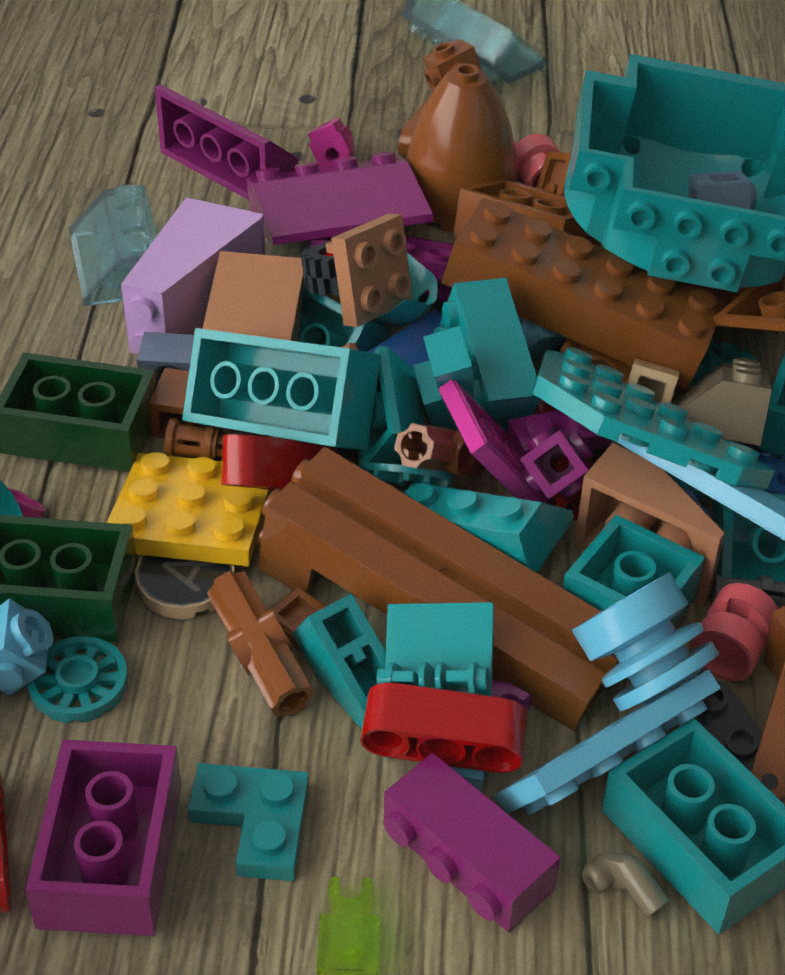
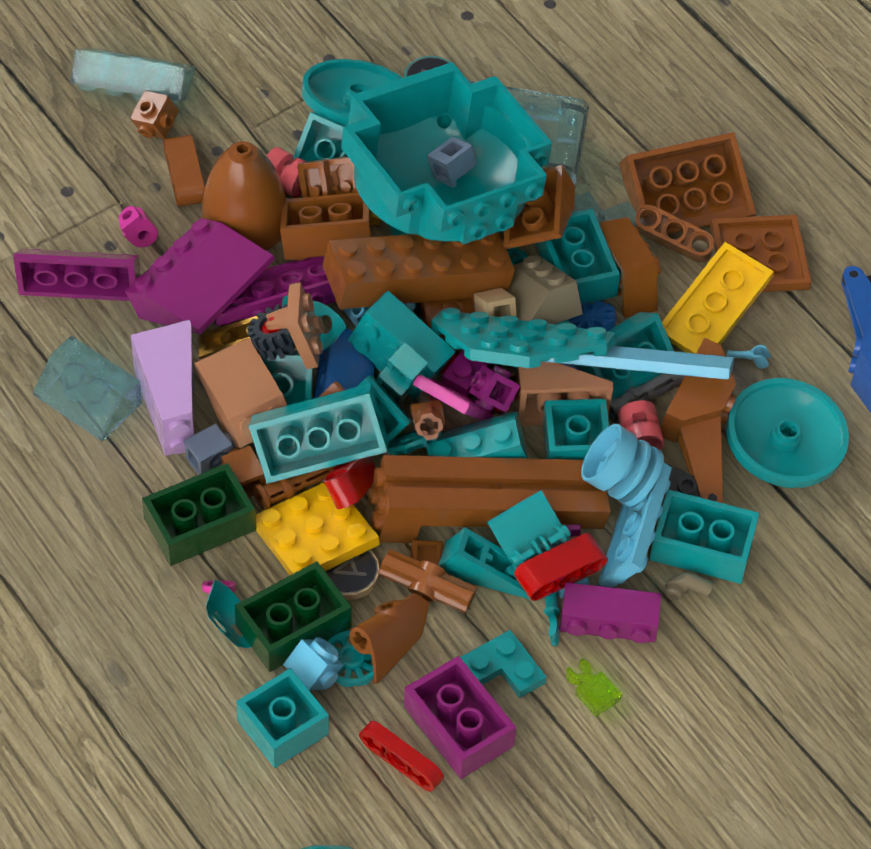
camera: 40 degrees left, 10 degrees up
(144, 674) = (390, 632): none -> dark orange panel
(369, 813) = (552, 610): none -> teal piece

